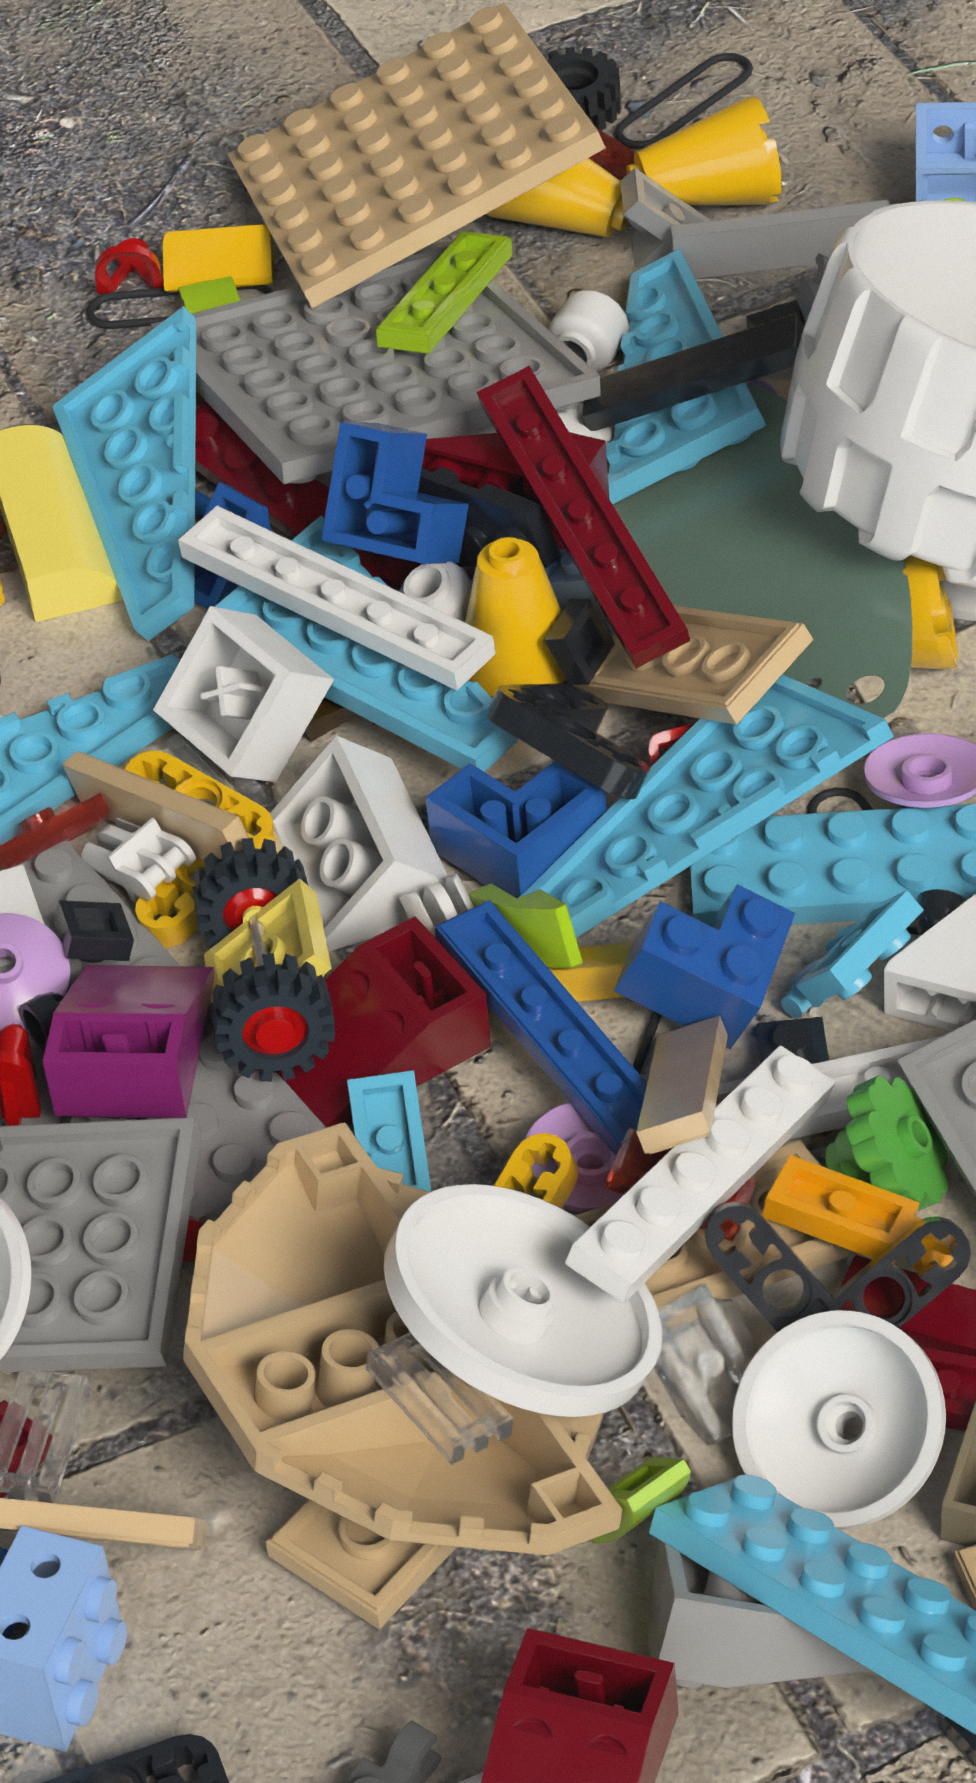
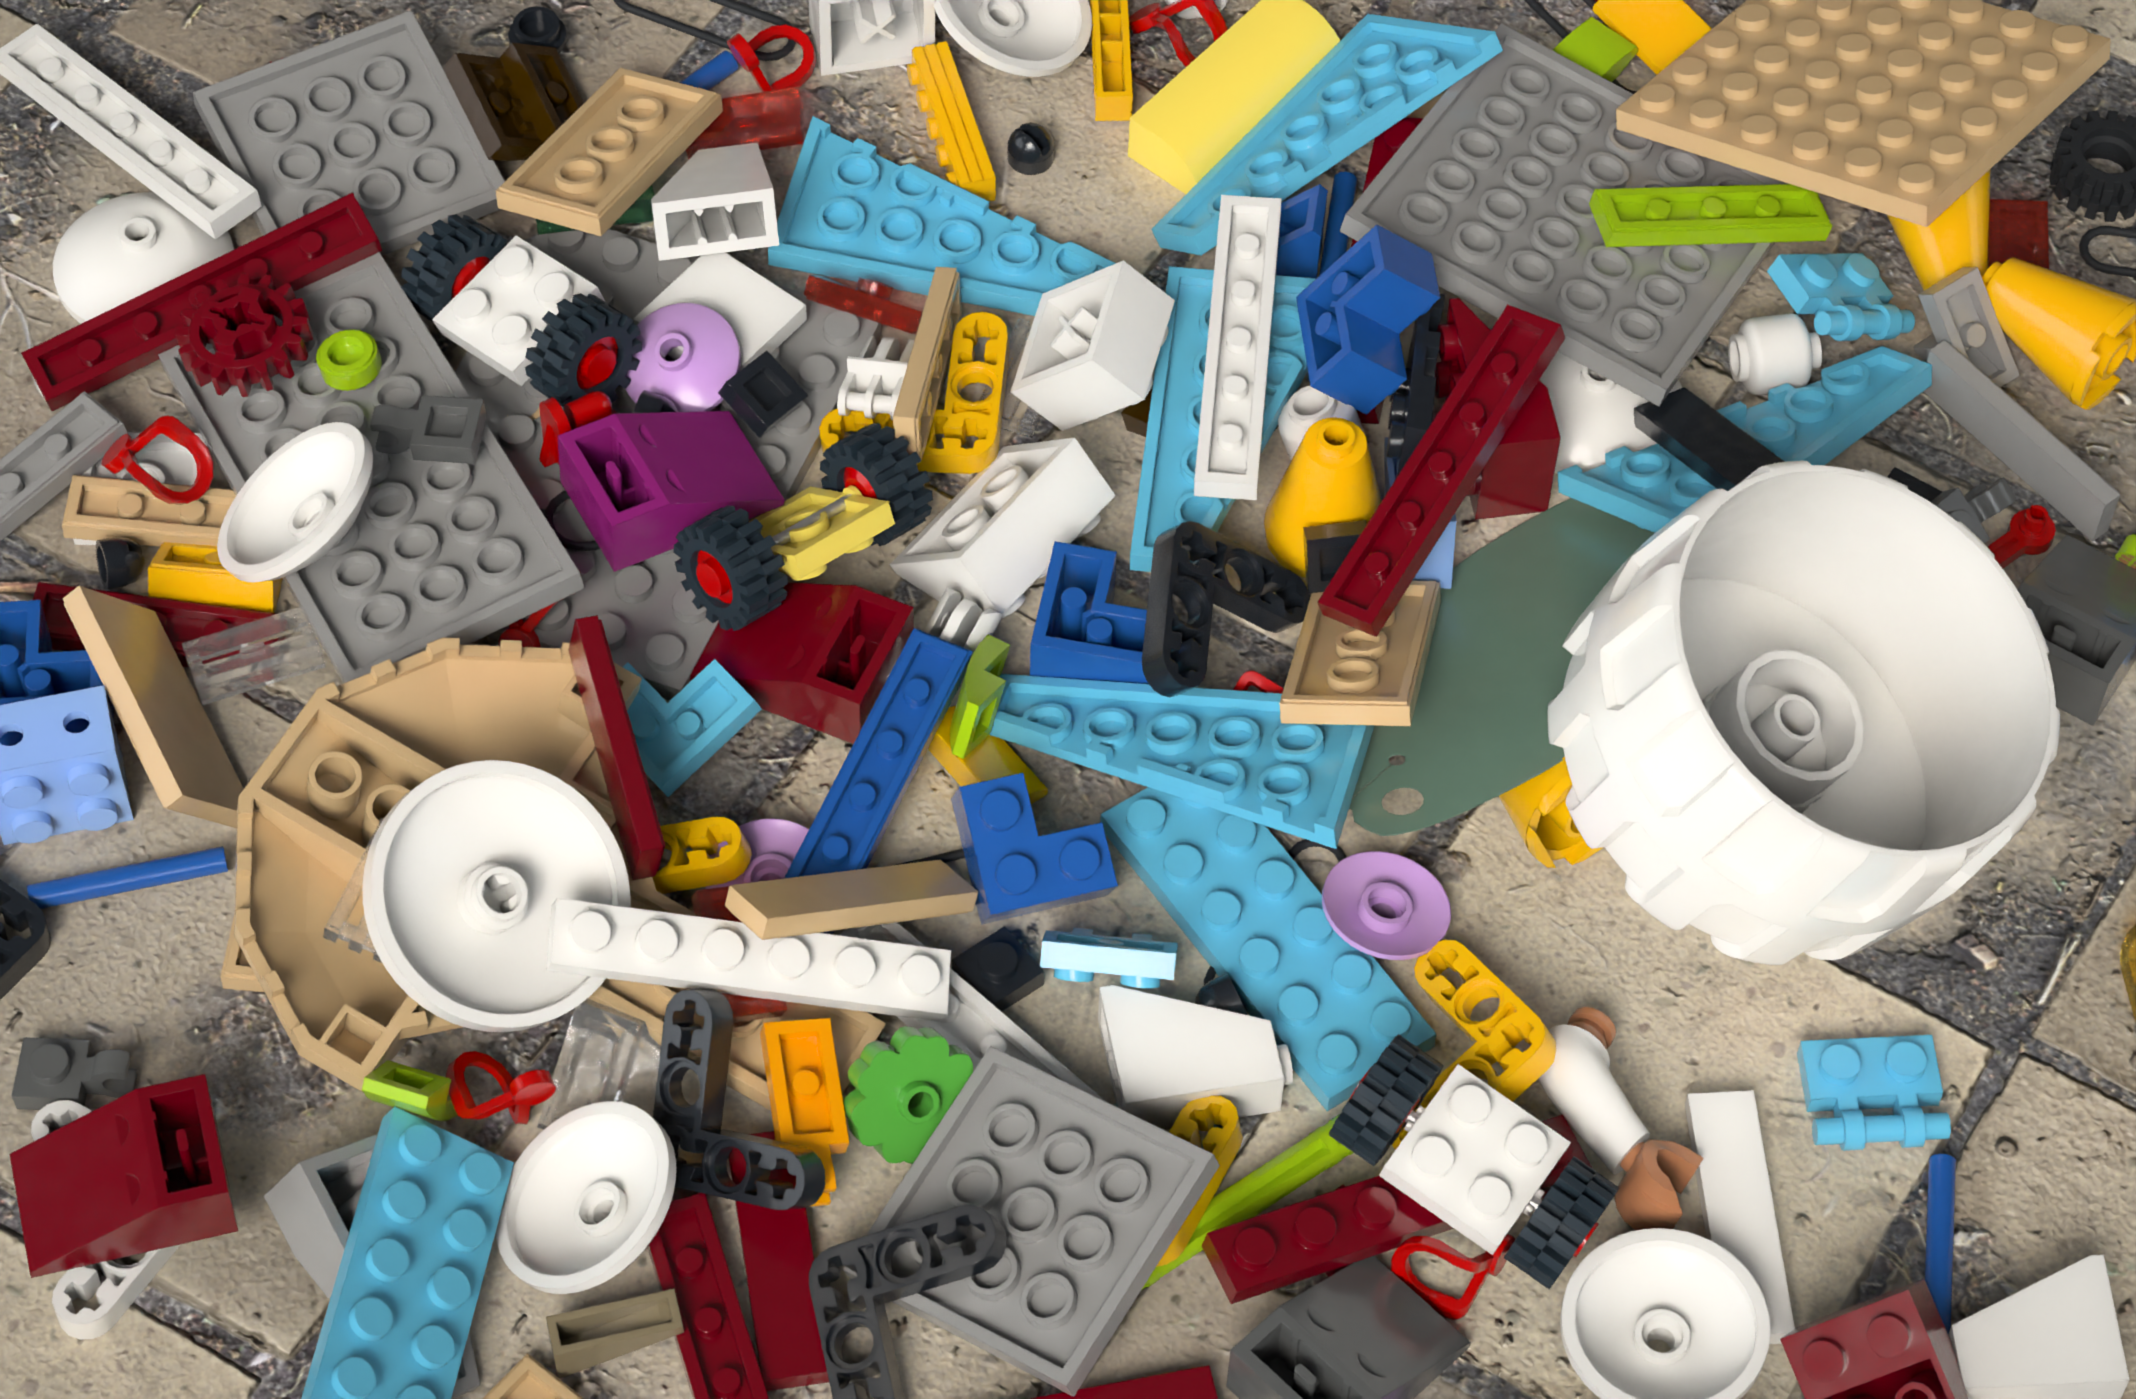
camera: 50 degrees right, 10 degrees up
(195, 1652) = (128, 878): none -> blue bar
(403, 1151) = (616, 747): none -> dark red tile
(564, 268) = (1842, 294): none -> medium azure plate
(701, 1411) = (518, 1094): none -> red piece

